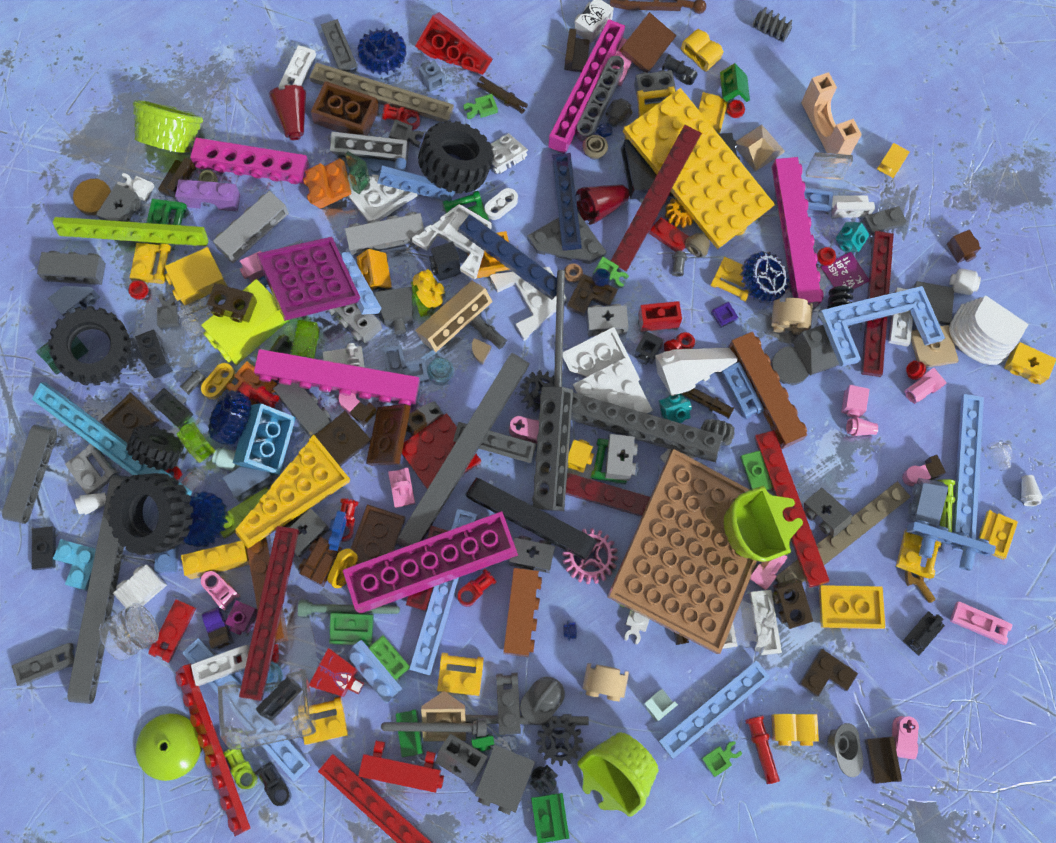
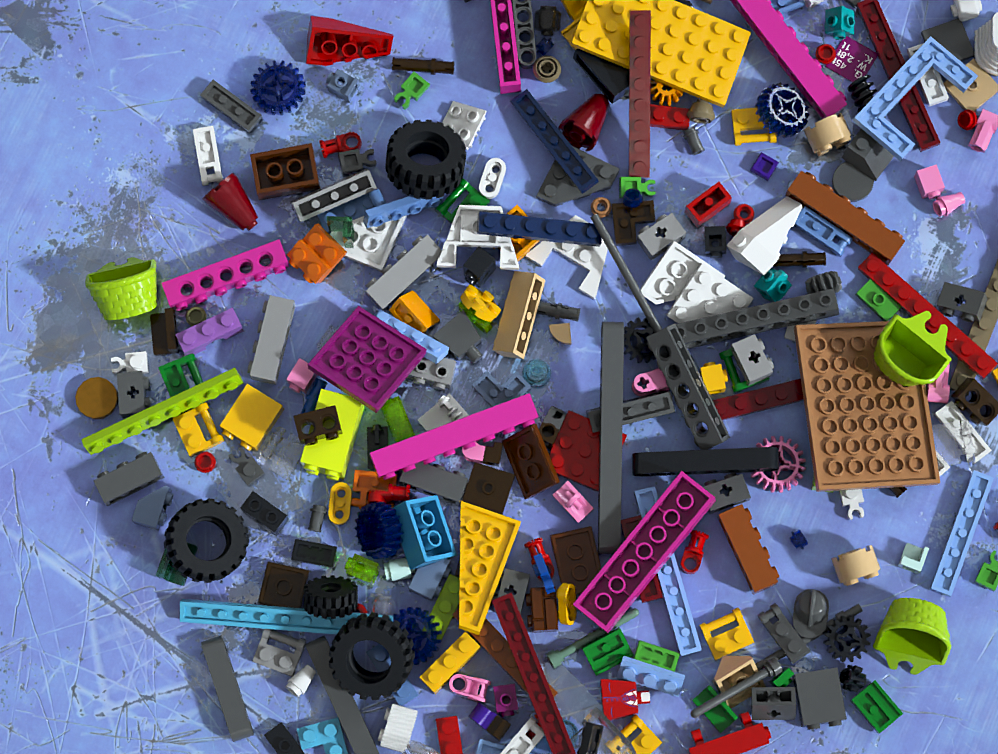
camera: 25 degrees left, 5 degrees up
(384, 93) = (305, 131): dark tan plate -> none

